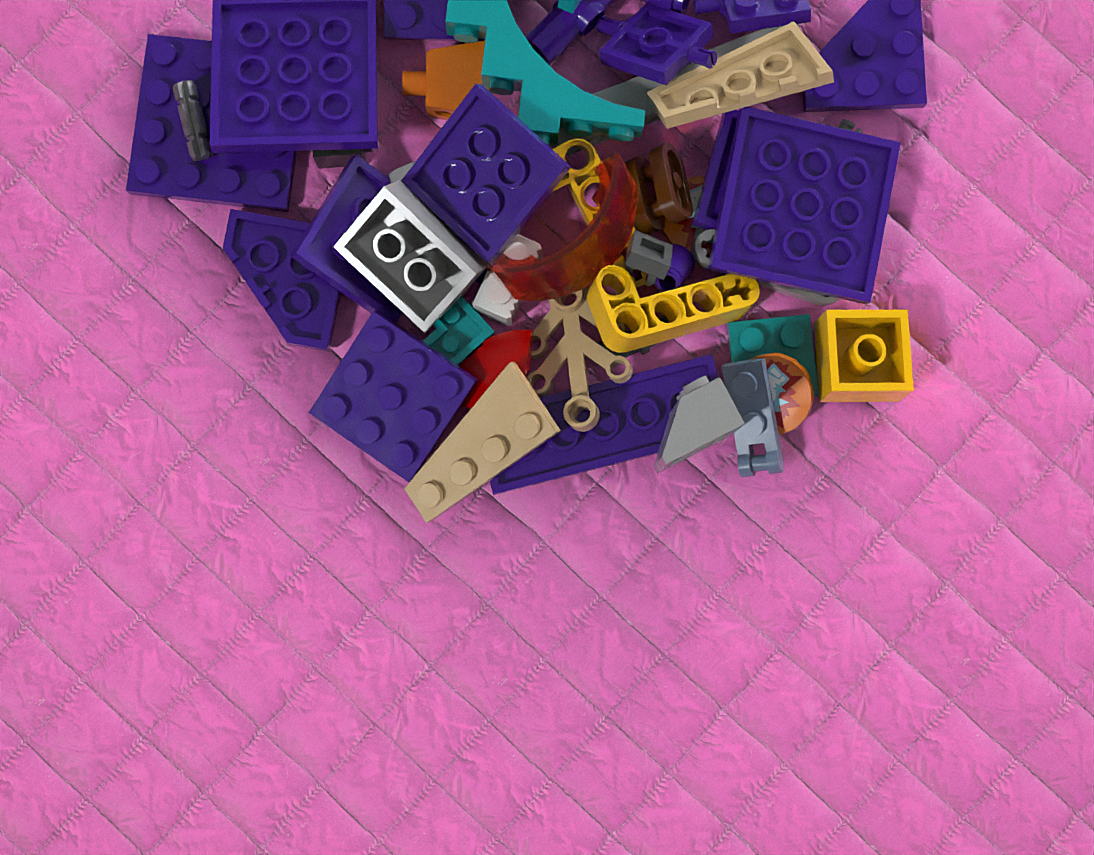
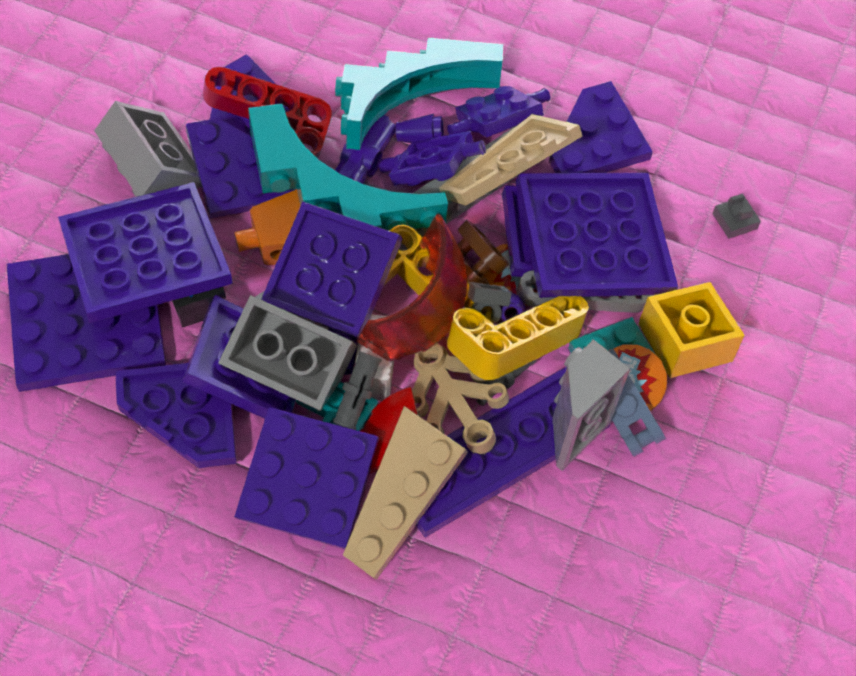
camera: 25 degrees left, 25 degrees down
(192, 120) = (64, 310): flat silver axle -> none
(469, 323) = (357, 390): none -> dark grey pin
(988, 220) = (736, 216): none -> dark grey tile

